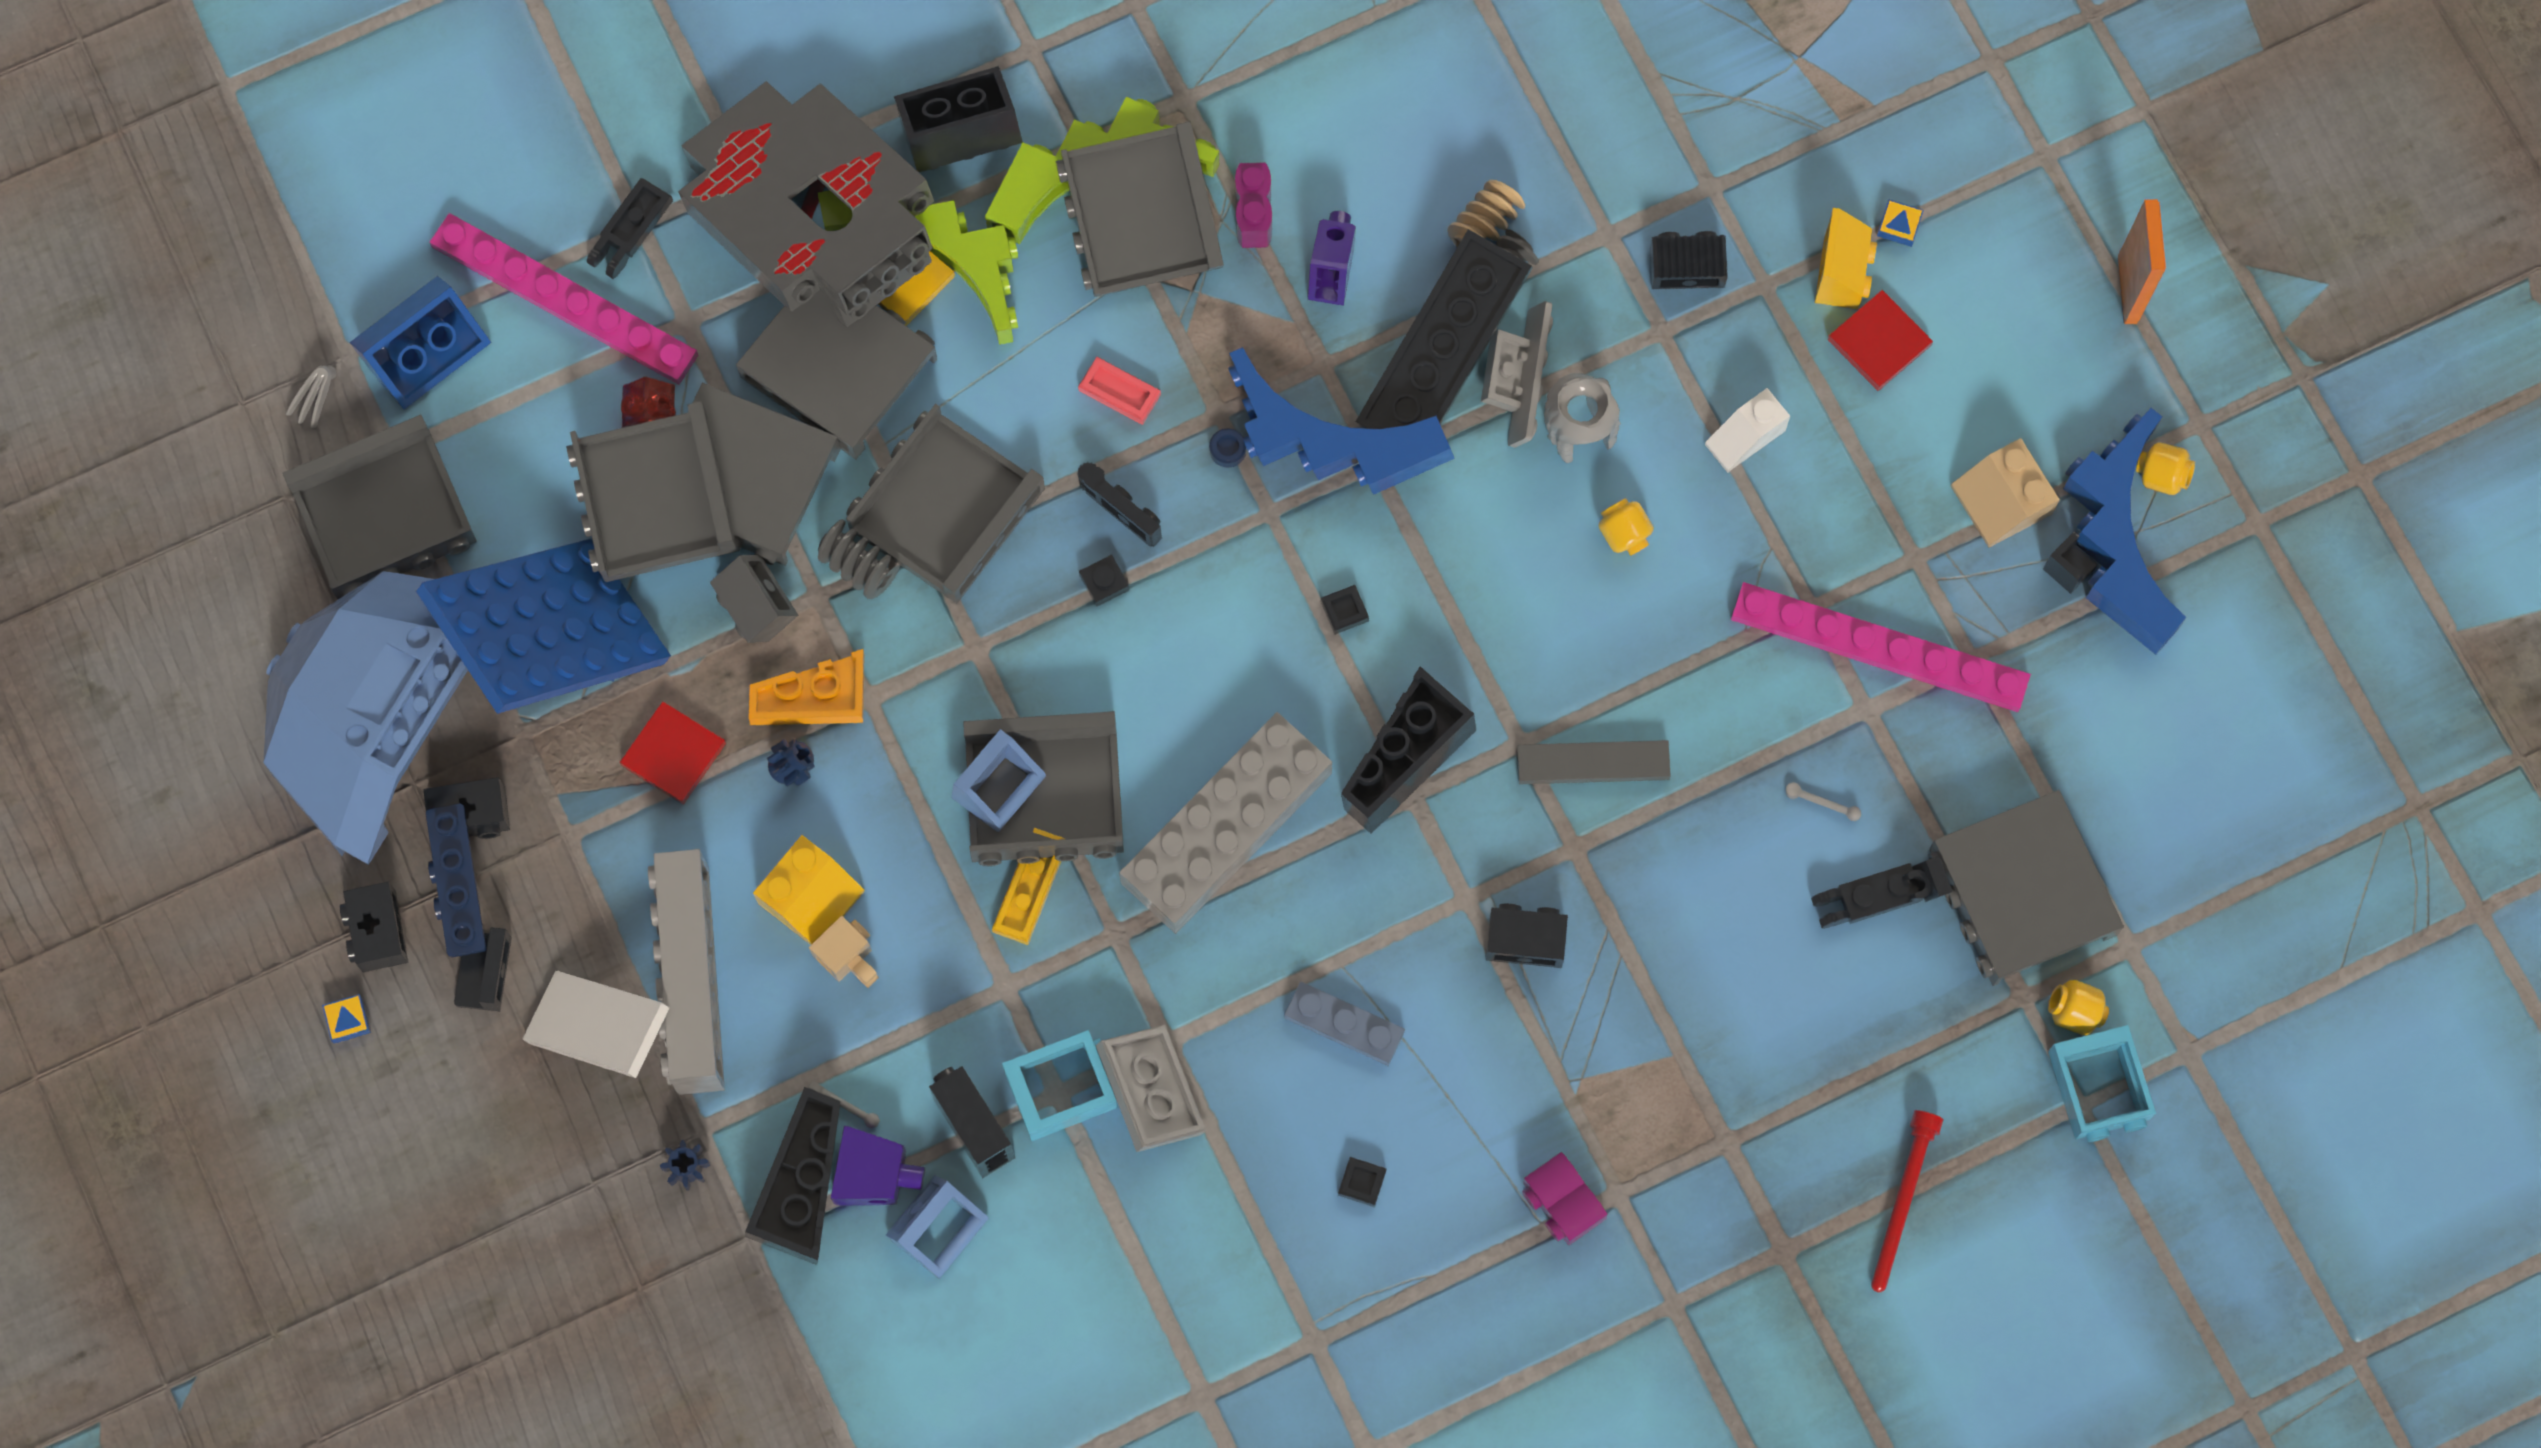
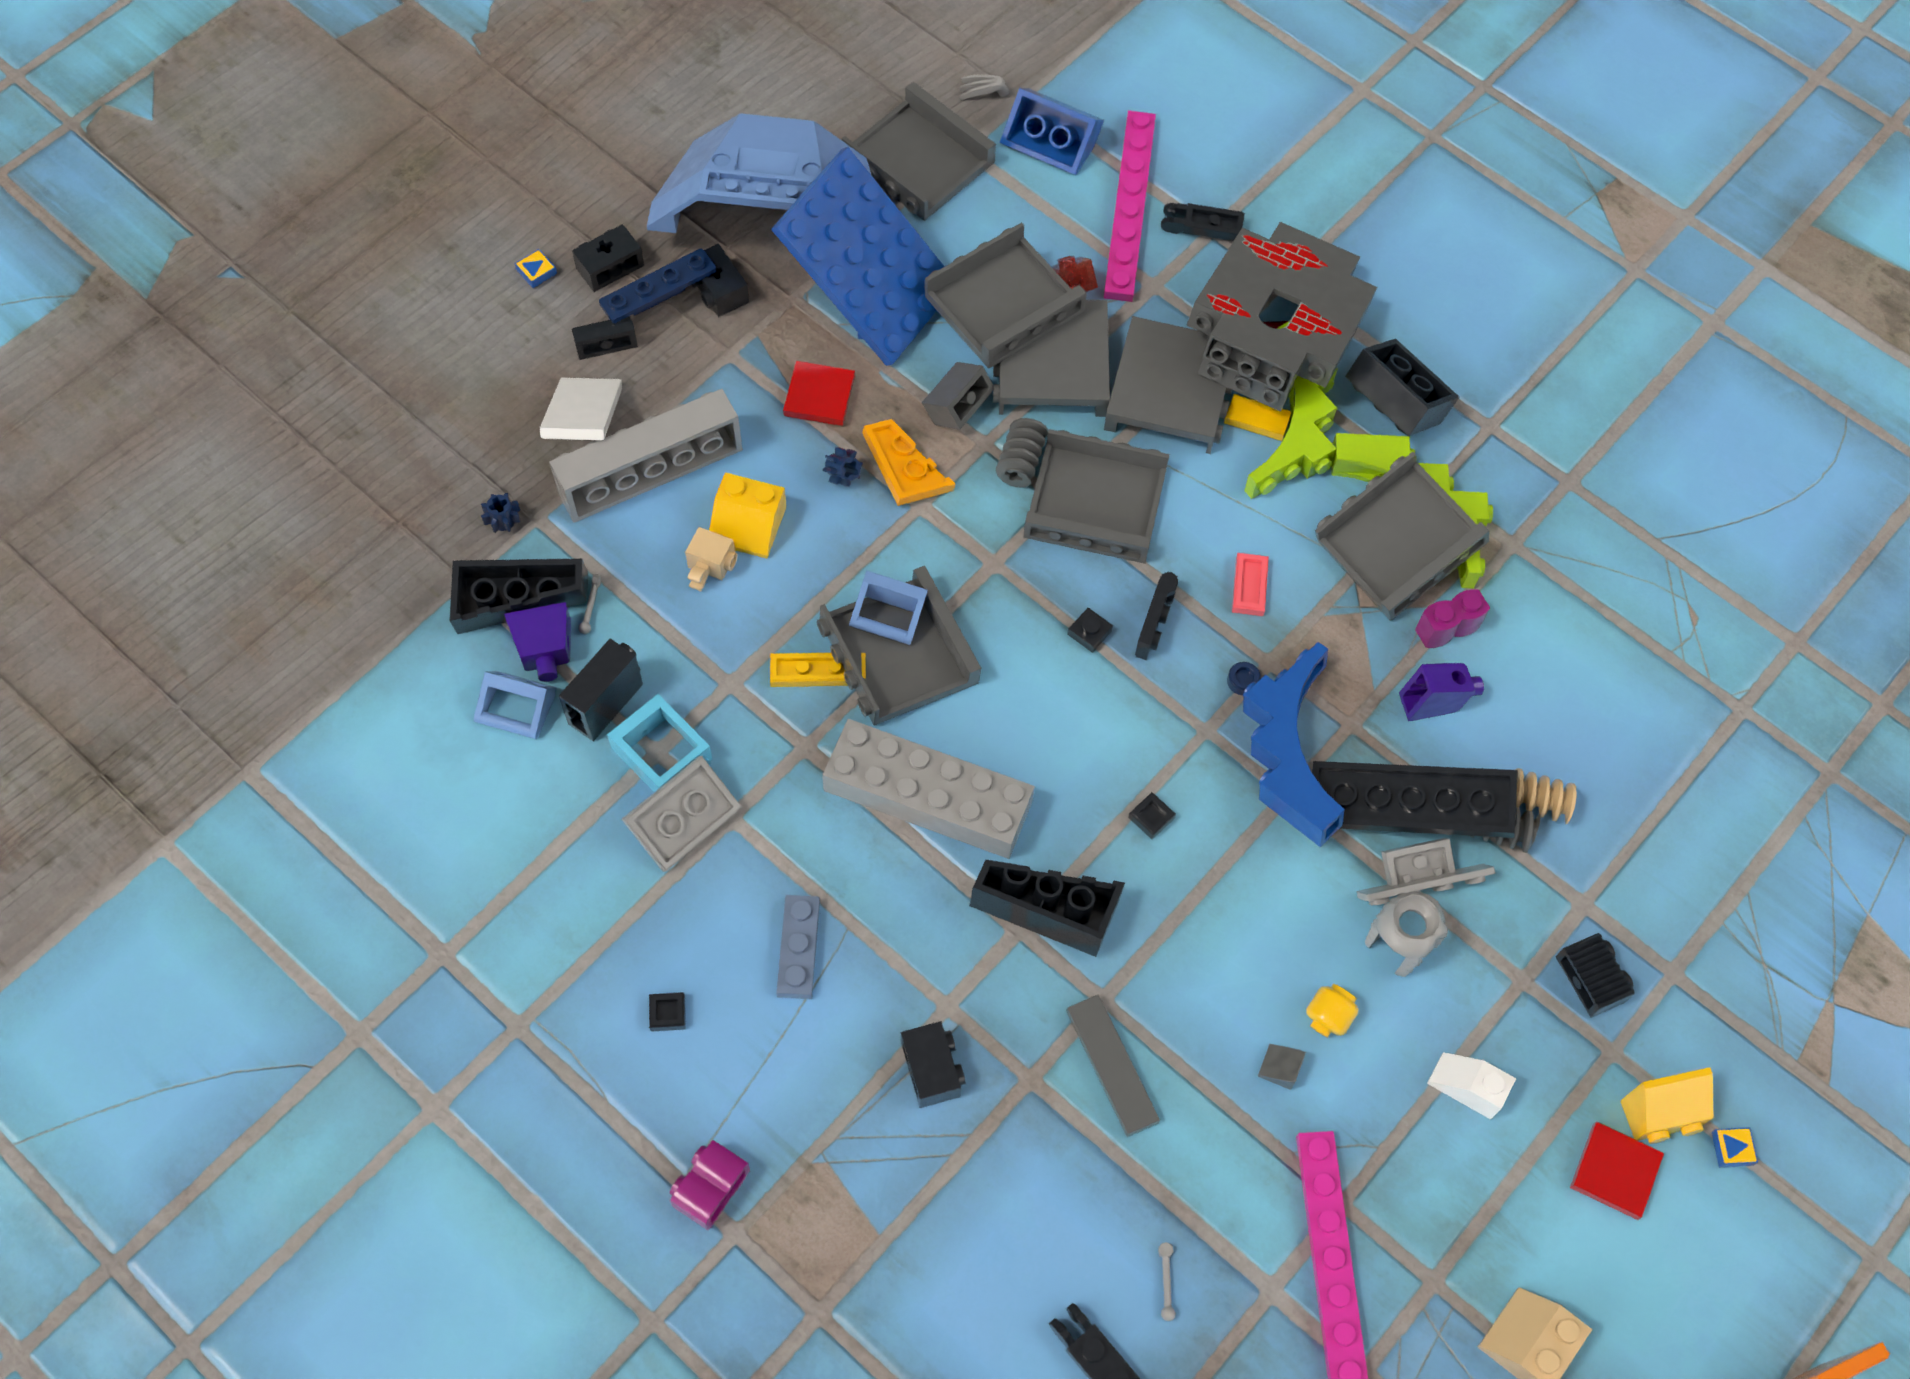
camera: 65 degrees right, 10 degrees down
(1659, 600) = (1281, 1065): none -> flat silver slope

